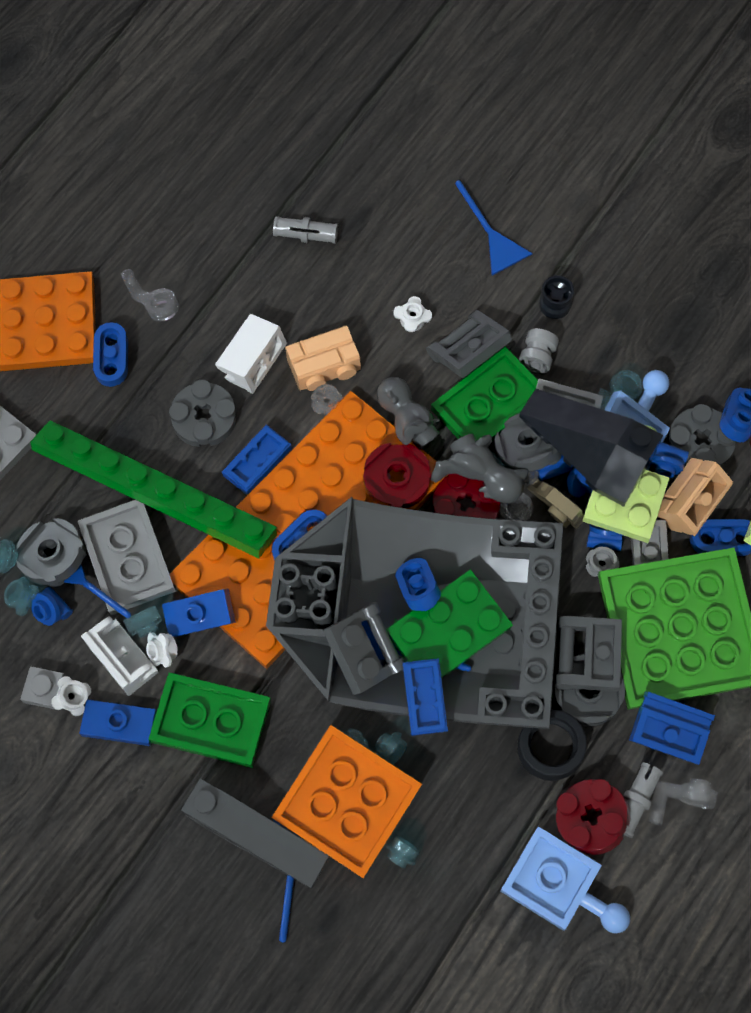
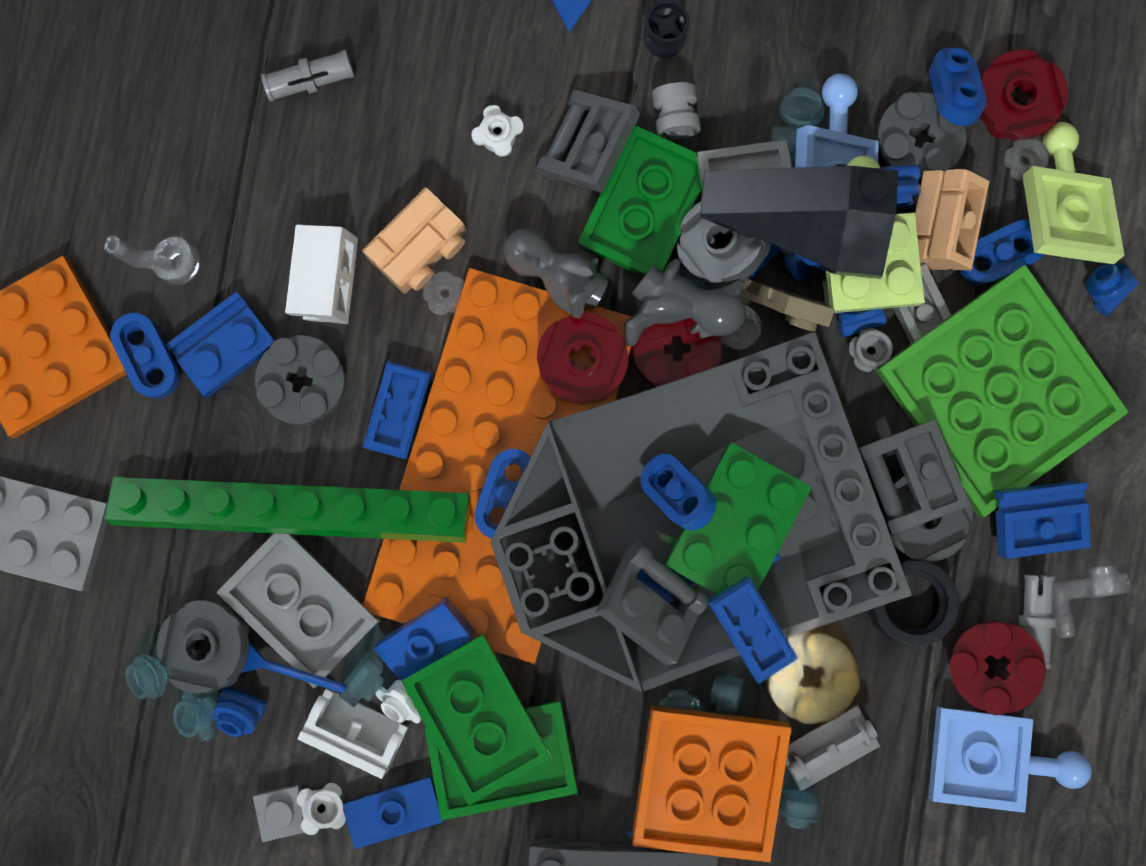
camera: 25 degrees left, 15 degrees up
(162, 369) = (221, 344): none -> blue plate
(207, 678) = (476, 719): none -> green plate
(443, 782) = (837, 685): none -> clear yellow plate
(444, 821) = (830, 747): none -> light grey hinge

